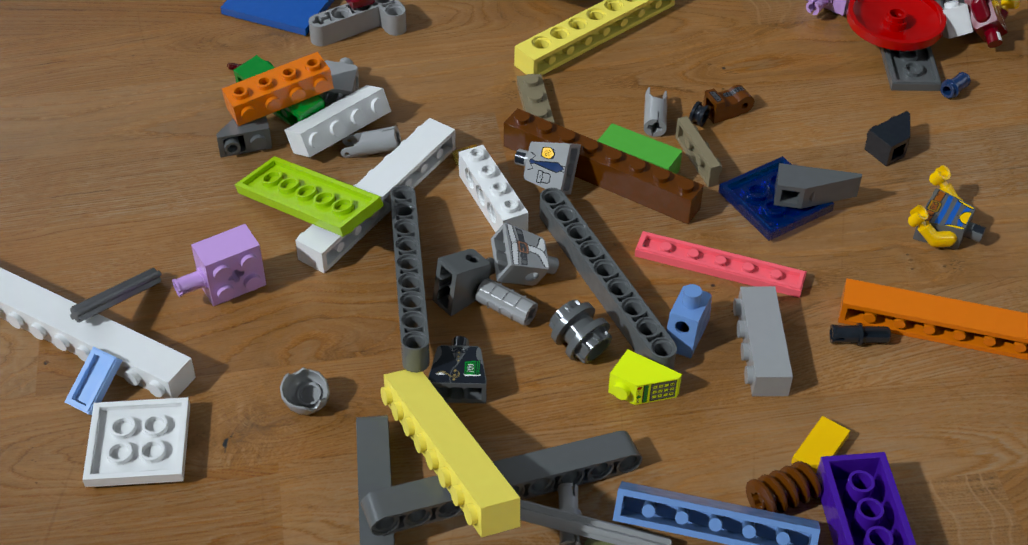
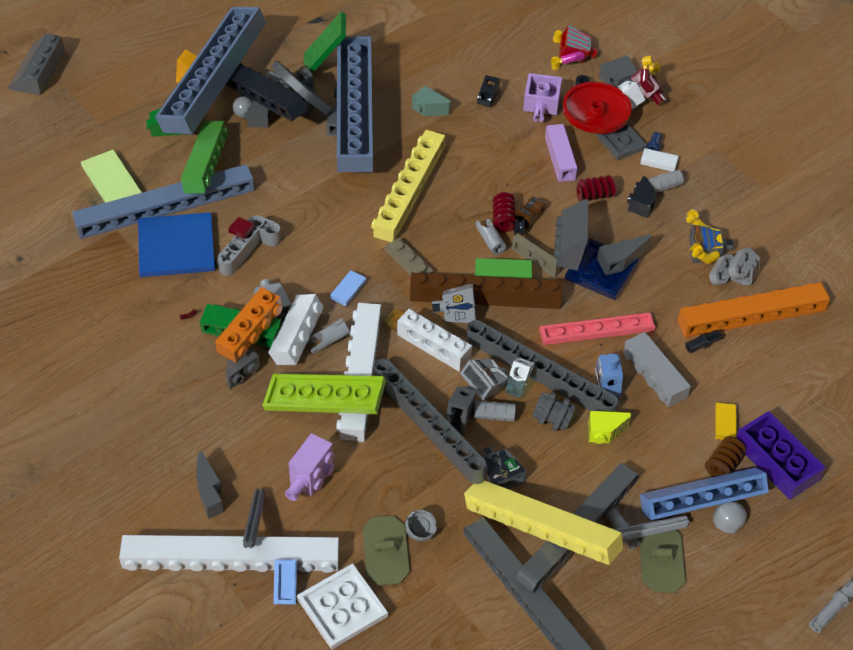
camera: 30 degrees left, 5 degrees up
(101, 243) = (209, 487): none -> dark grey slope
(244, 405) = (385, 550): none -> olive shield
(439, 104) = (348, 288): none -> light blue tile
(564, 273) = (519, 377): none -> leg
(690, 89) = (503, 211): none -> dark red piece
(753, 142) = (571, 235): none -> dark grey slope
(815, 54) = (560, 152): none -> lavender brick
(833, 105) = (595, 186): none -> dark red piece
(936, 131) = (666, 181): none -> light grey axle
(948, 106) = (659, 160): none -> white tile
(970, 268) = (737, 268): none -> light grey piece

